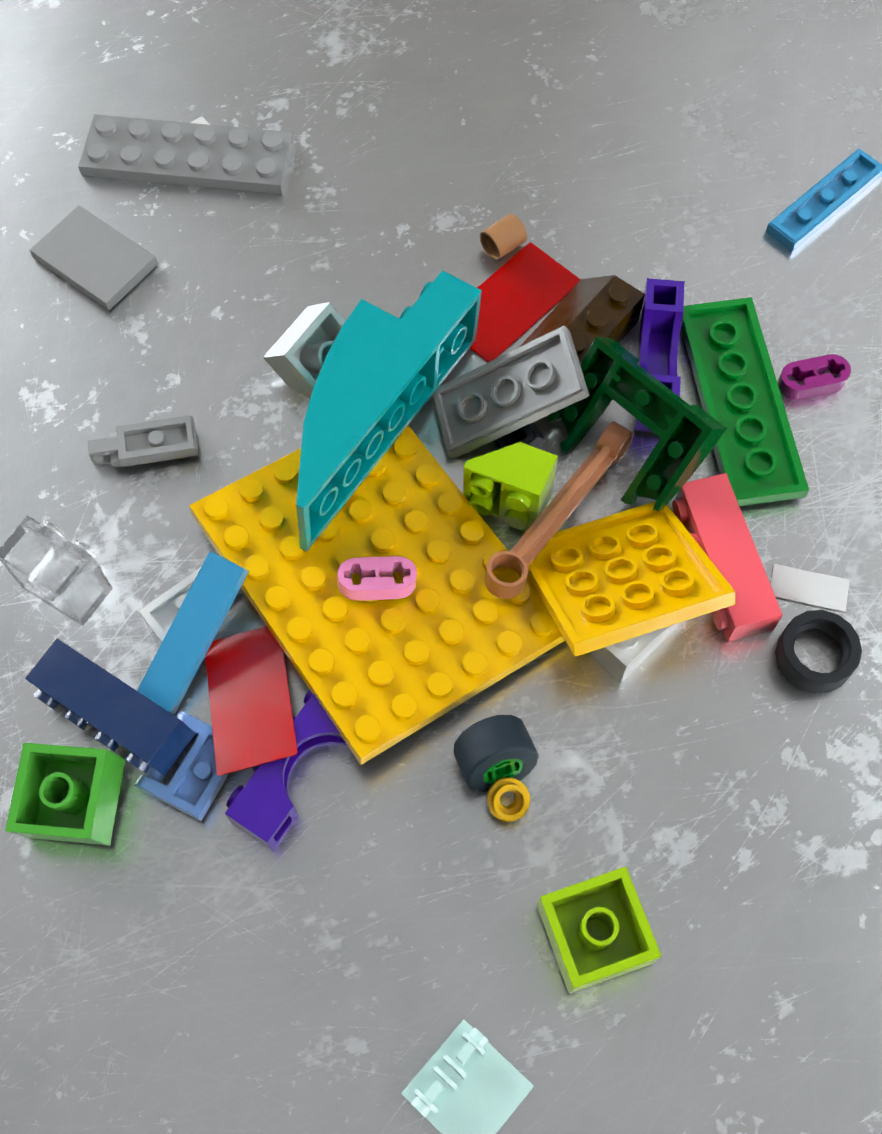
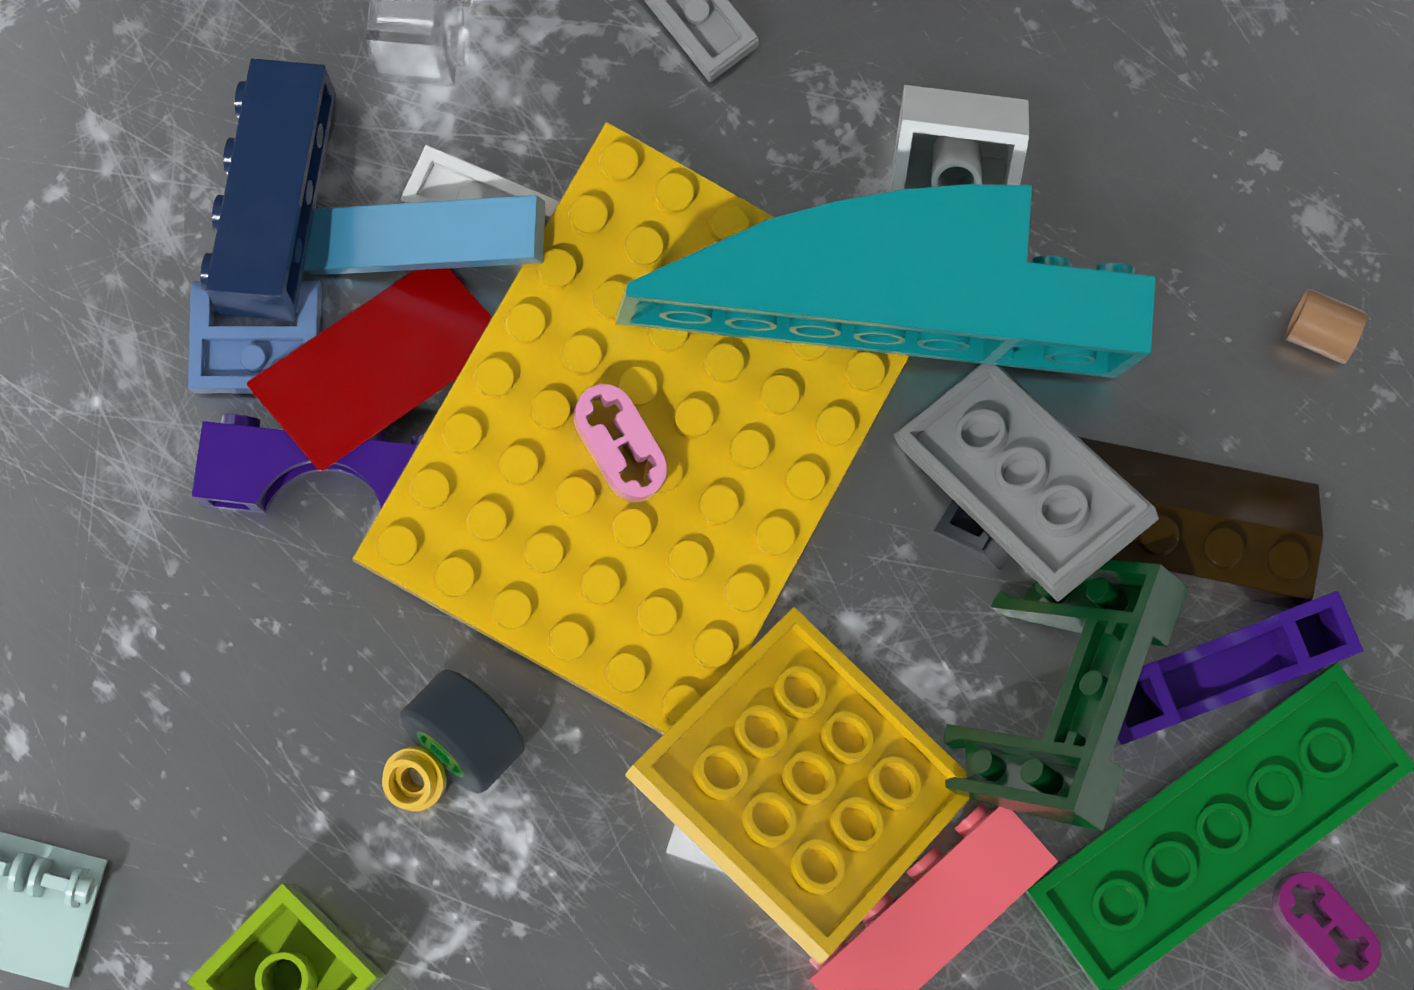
camera: 60 degrees right, 15 degrees up
(66, 794) = (130, 206): bright green brick -> none
(510, 483) = (877, 561): lime slope -> none
(518, 298) = (1230, 399): red sticker -> none
(607, 452) = (1011, 667): nougat piece -> none

